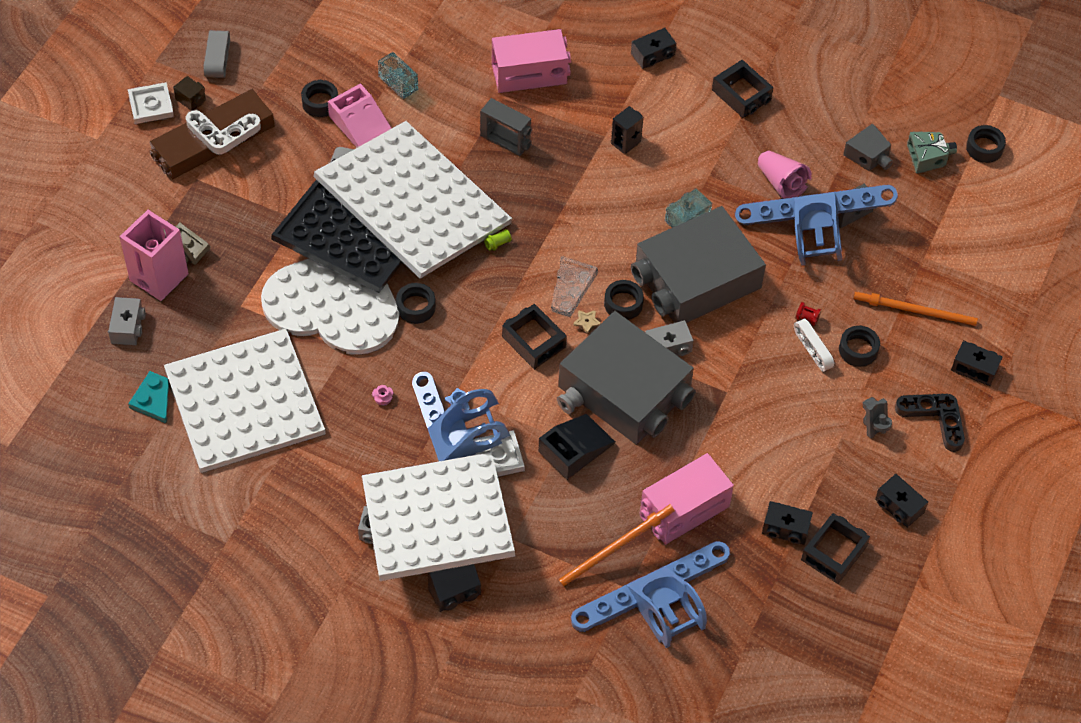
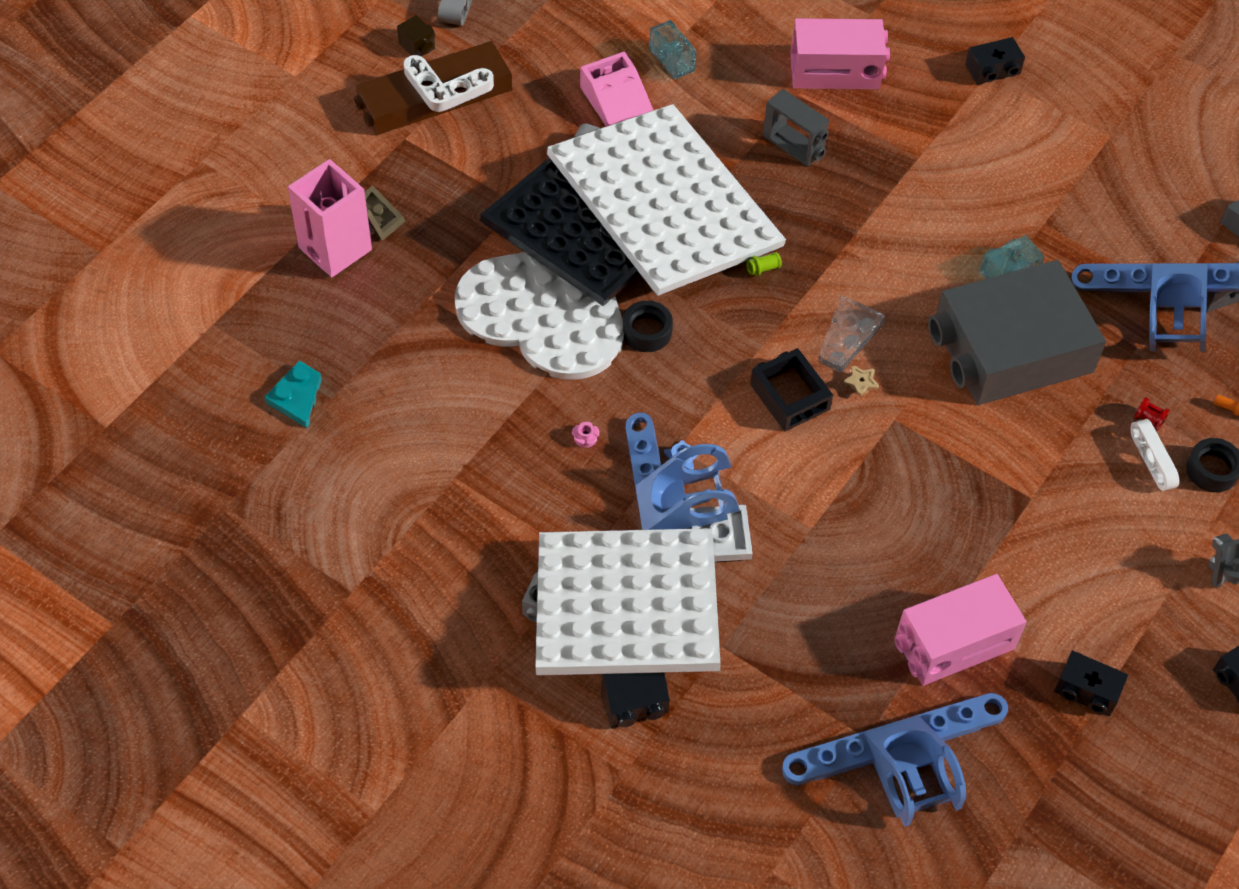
camera: 10 degrees right, 0 degrees up
(126, 321) = (283, 295): light grey brick -> none
(150, 103) = (367, 42): white plate -> none
(244, 400) = (410, 415): white plate -> none
(315, 87) = (567, 51): black tyre -> none
(570, 400) = (825, 477): light grey wheel -> none
(574, 444) = (821, 535): black slope -> none
(624, 286) = (918, 345): black tyre -> none
(627, 130) = (948, 152): black brick -> none
(627, 378) = (904, 460): dark grey brick -> none
(653, 521) = (912, 651): orange bar -> none
(674, 337) = (964, 421): light grey brick -> none
(733, 74) = (1076, 121): black window -> none
(784, 174) = (1142, 233): bright pink cone -> none
(824, 563) = (1134, 746): black window -> none

